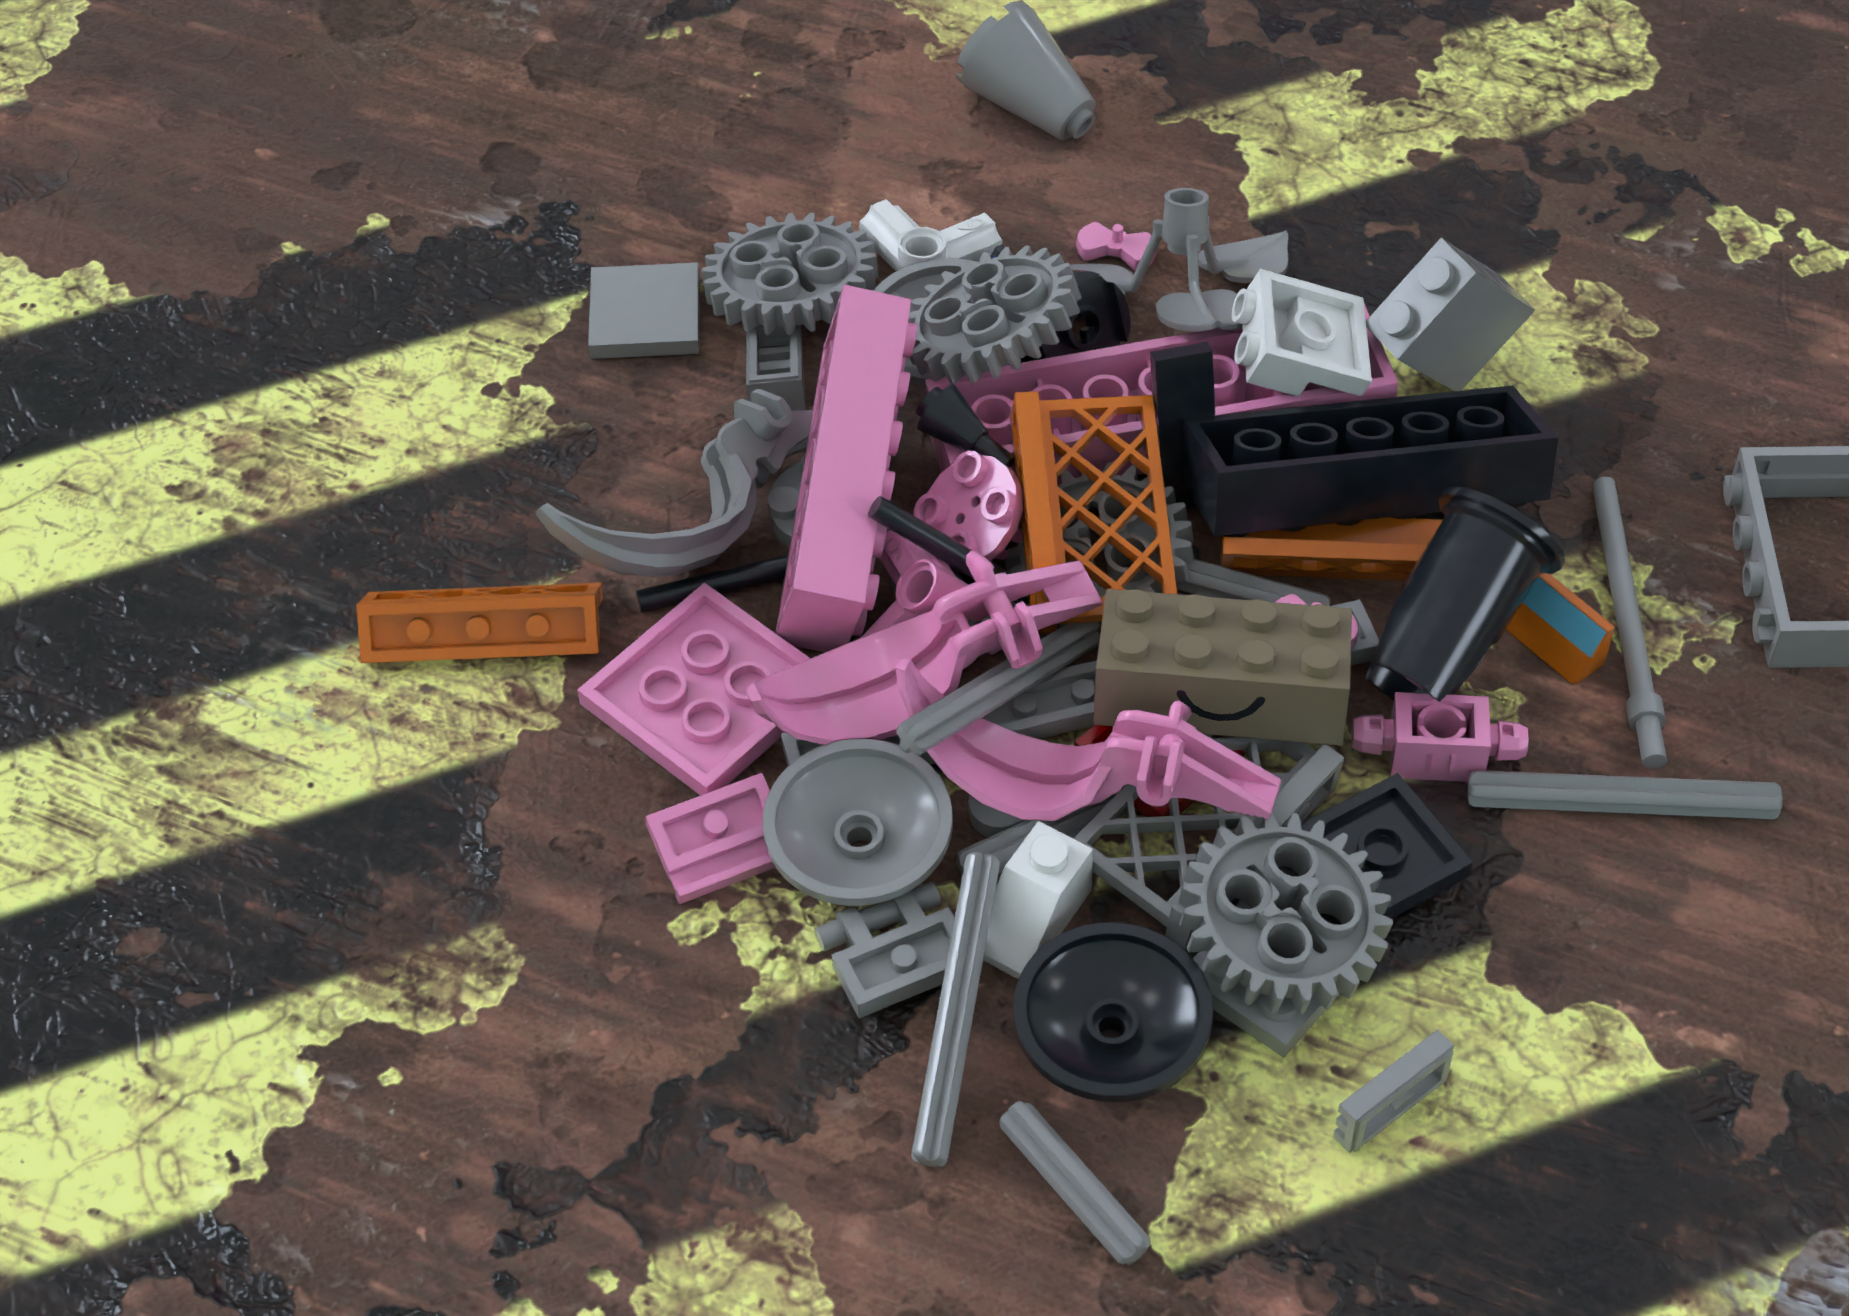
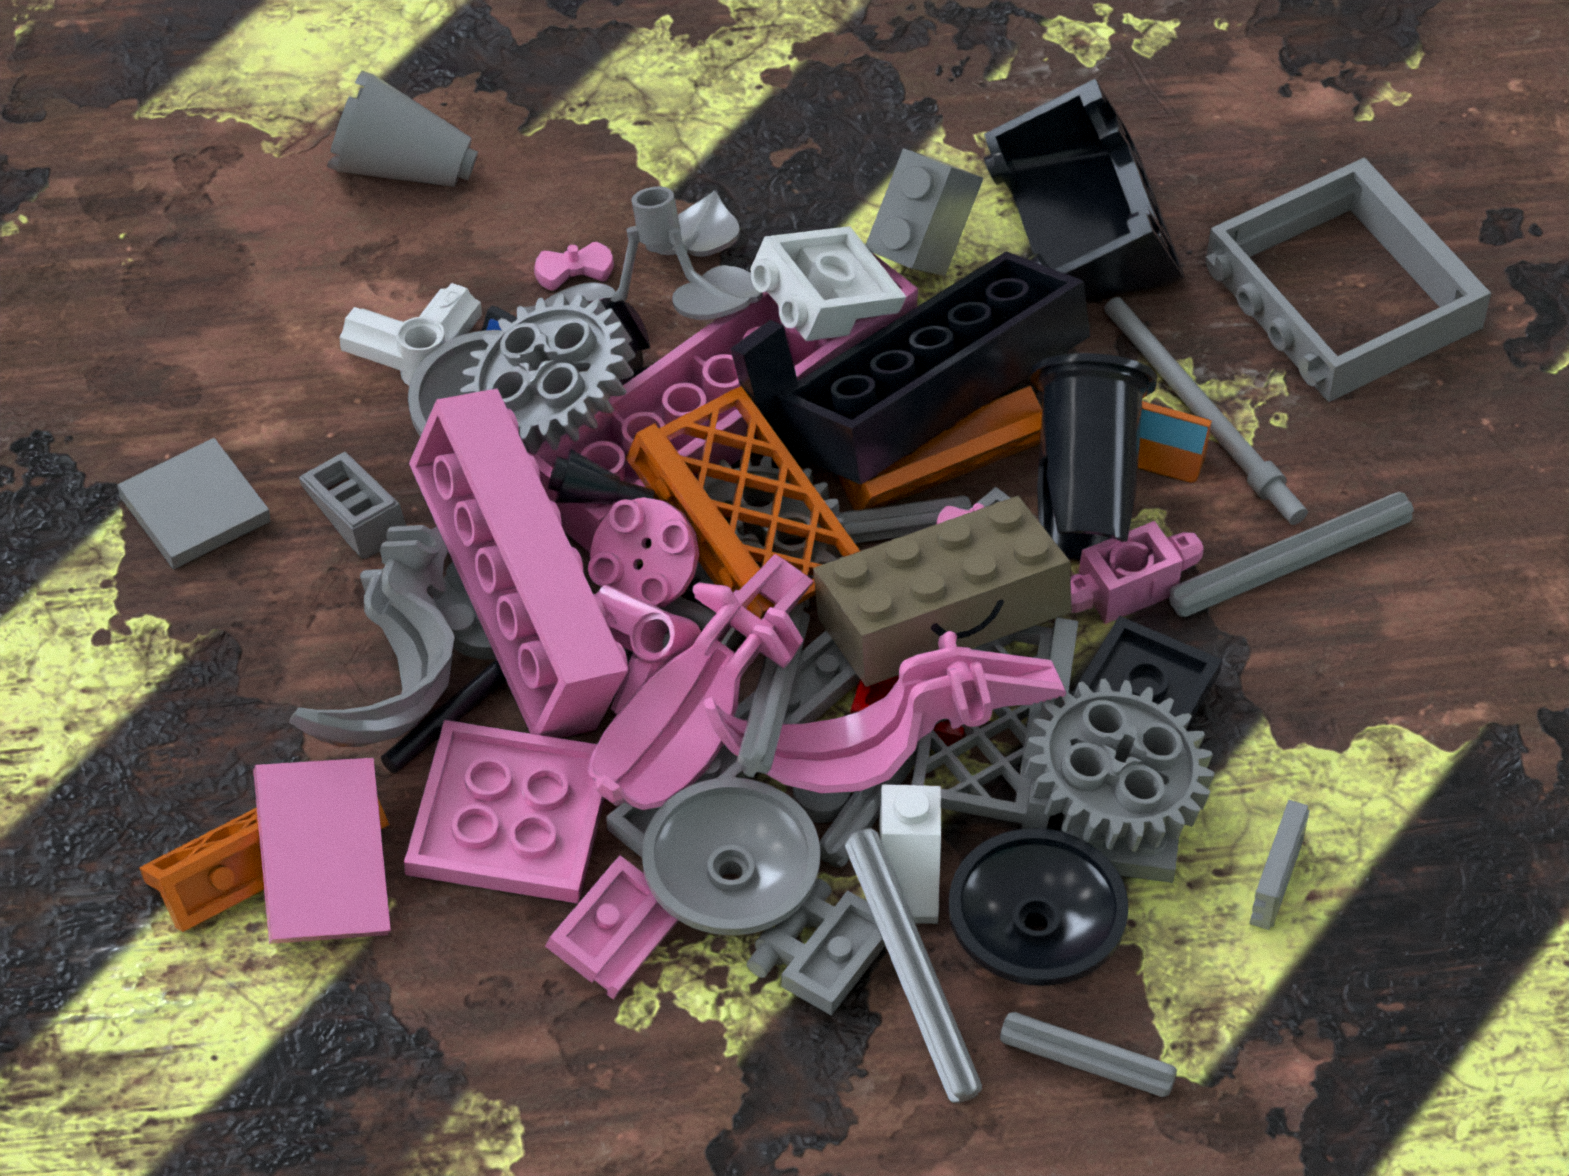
camera: 35 degrees left, 0 degrees up
(509, 644) = (321, 850): none -> bright pink tile
(787, 272) = (310, 412): light grey gear -> none
(924, 535) = (643, 592): black bar -> none
(1640, 372) = (1084, 194): none -> black windscreen

